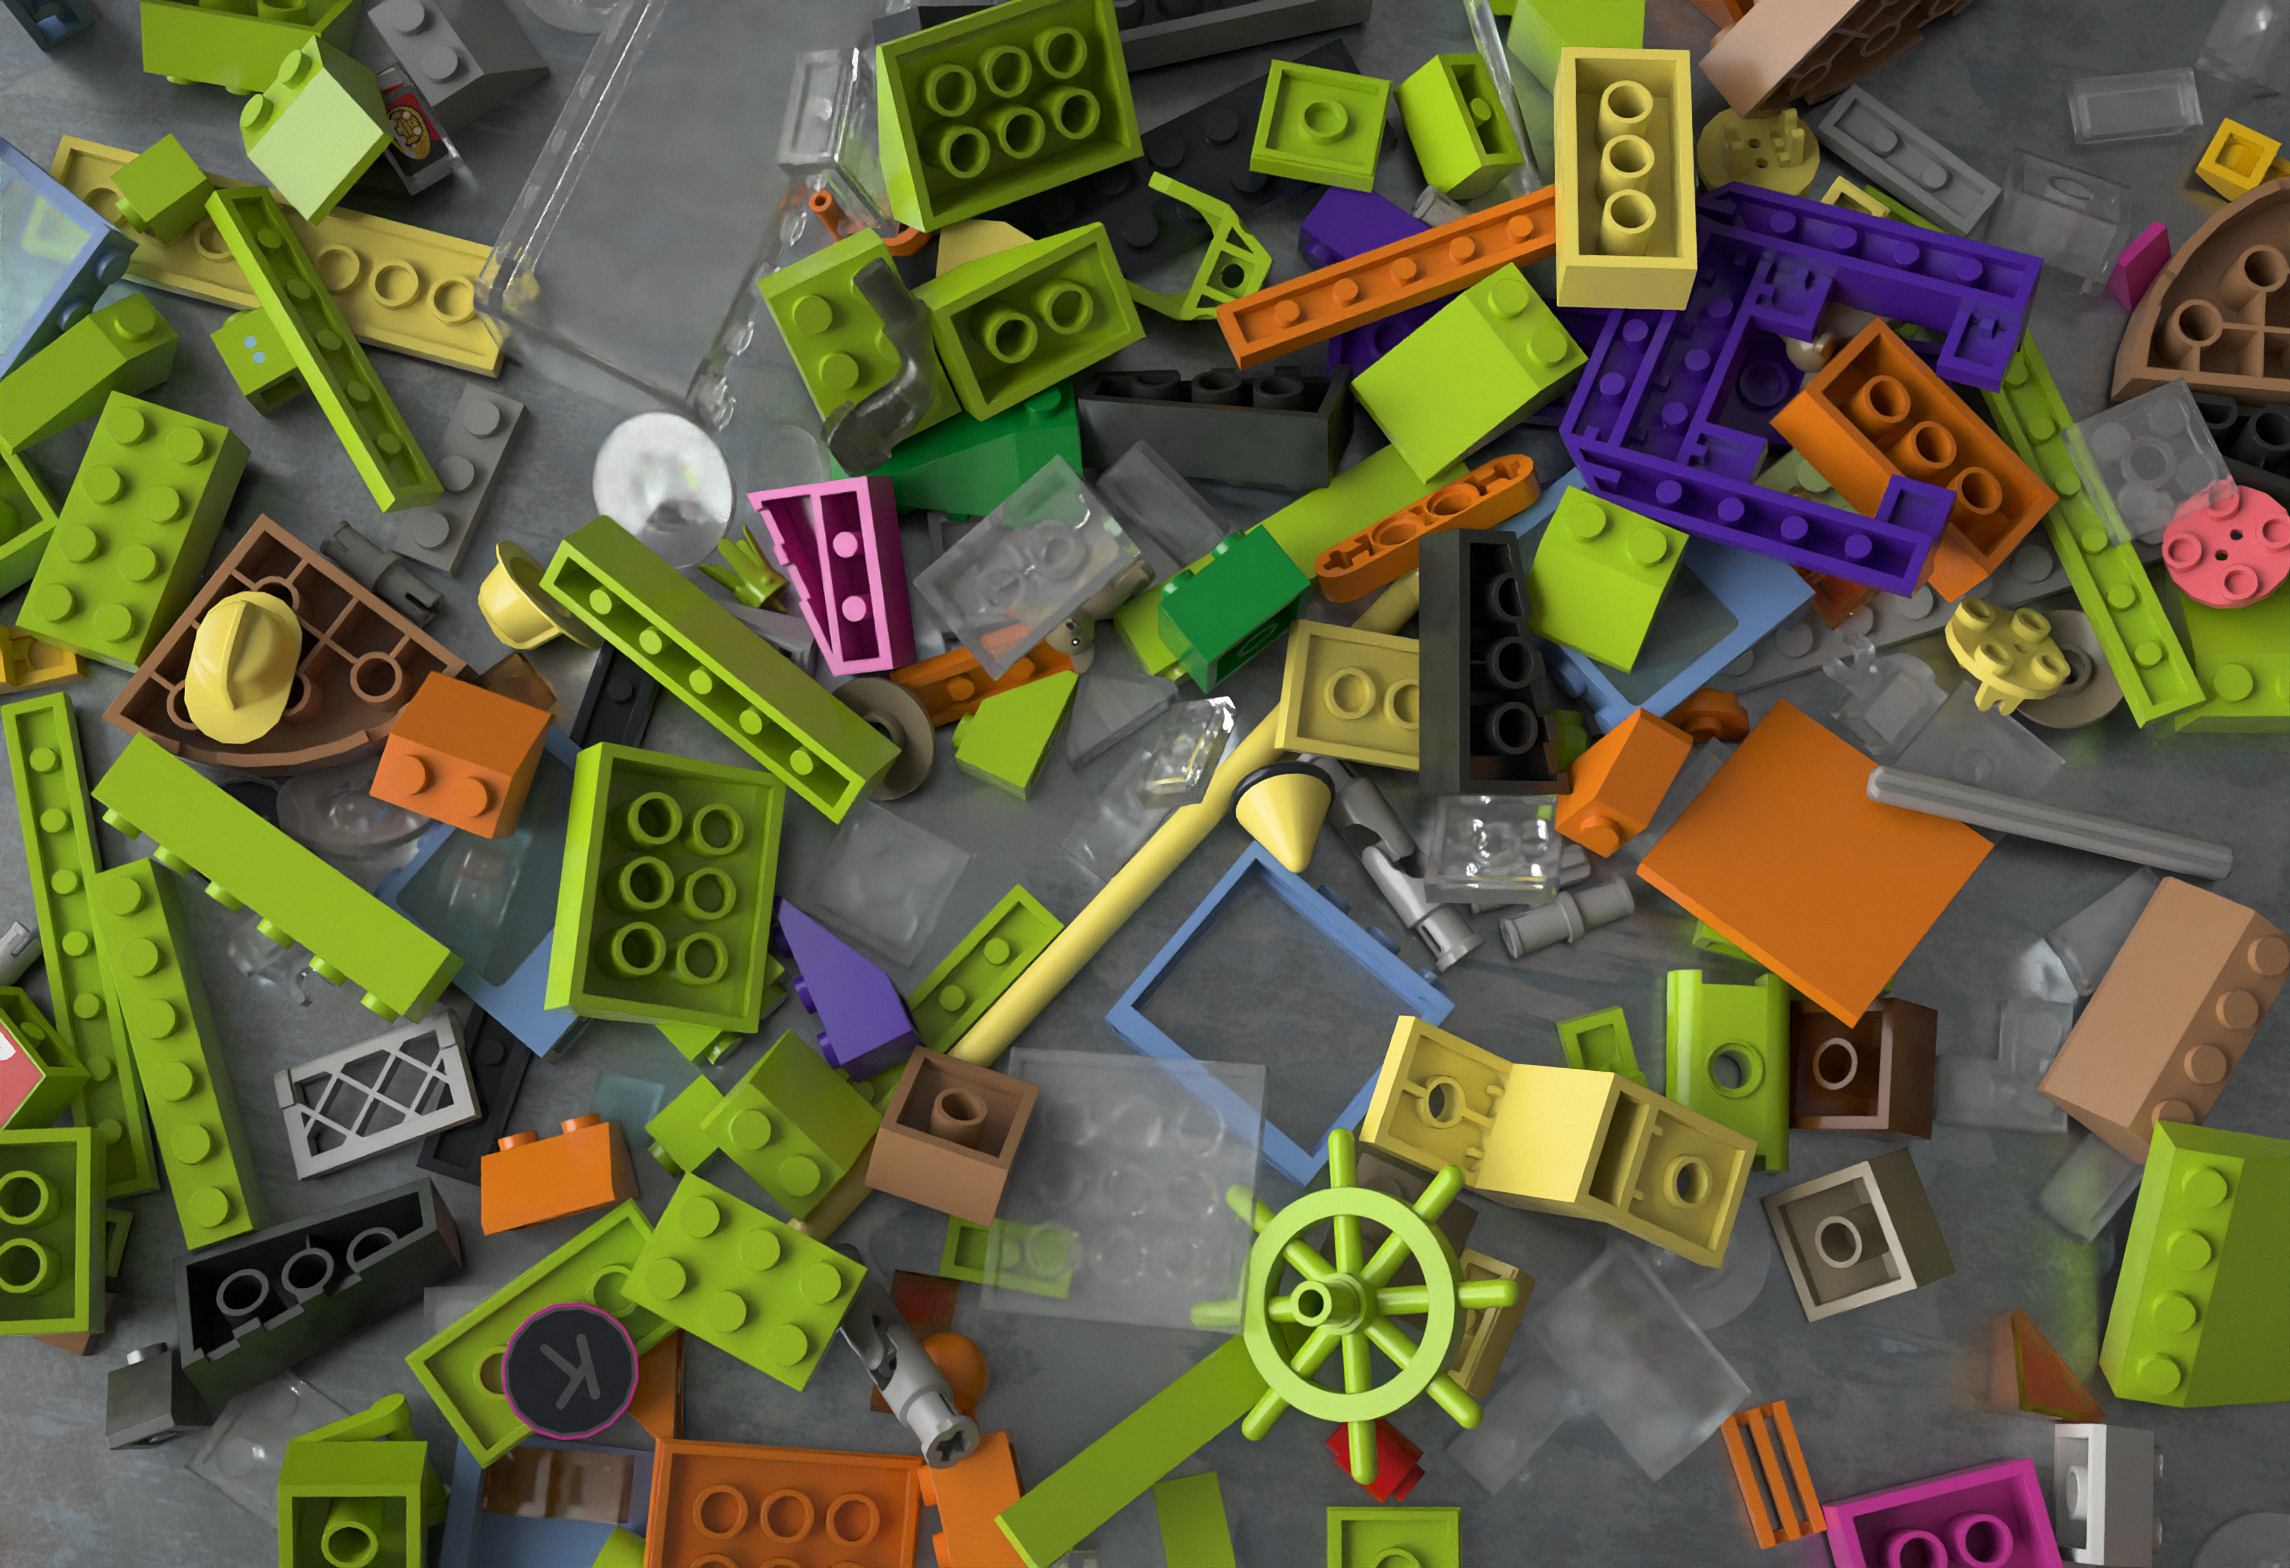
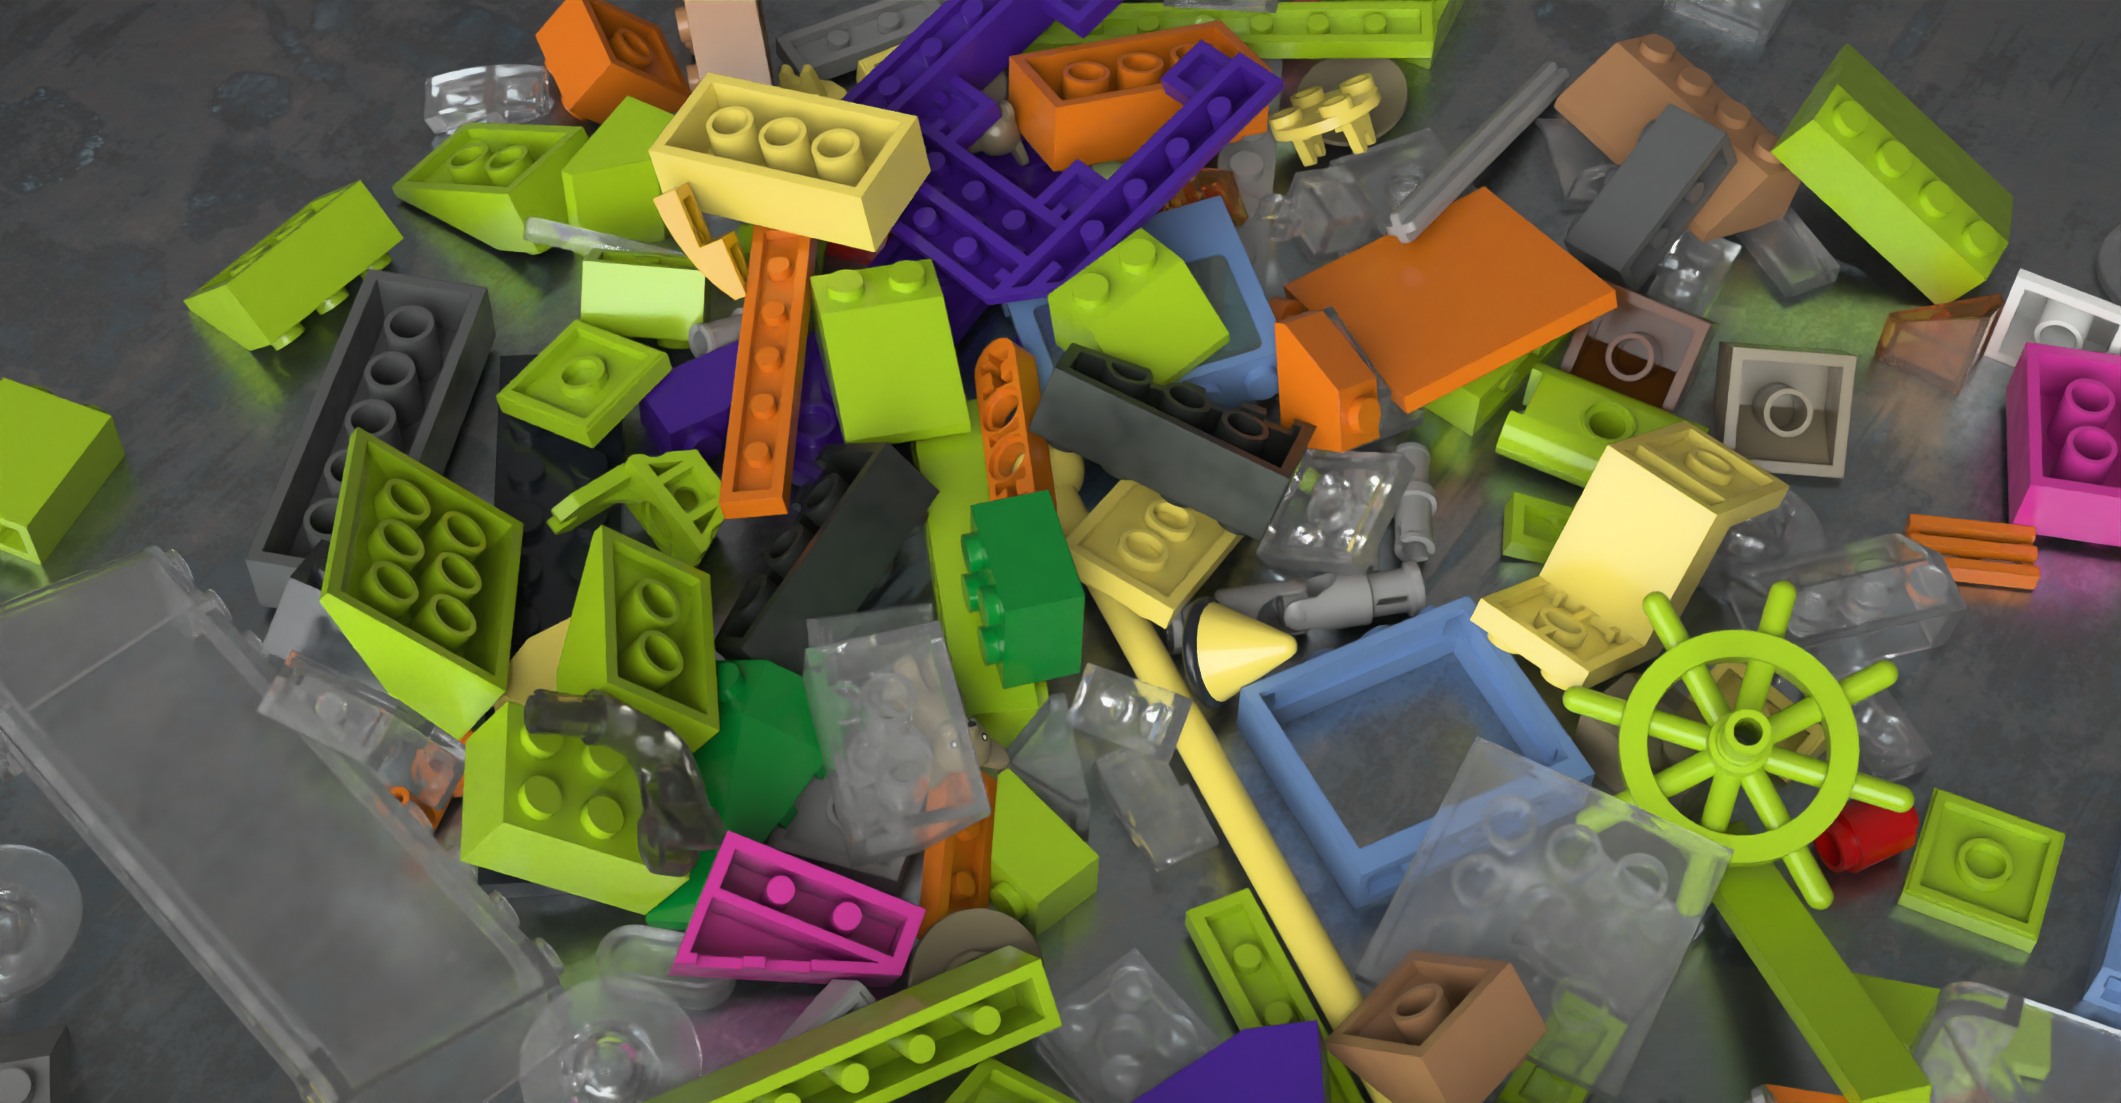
camera: 70 degrees left, 25 degrees down
(759, 582) = (754, 1027): lime piece -> none
(1501, 157) = (717, 258): none -> yellow slope
(2047, 1016) = (1651, 197): none -> dark grey brick

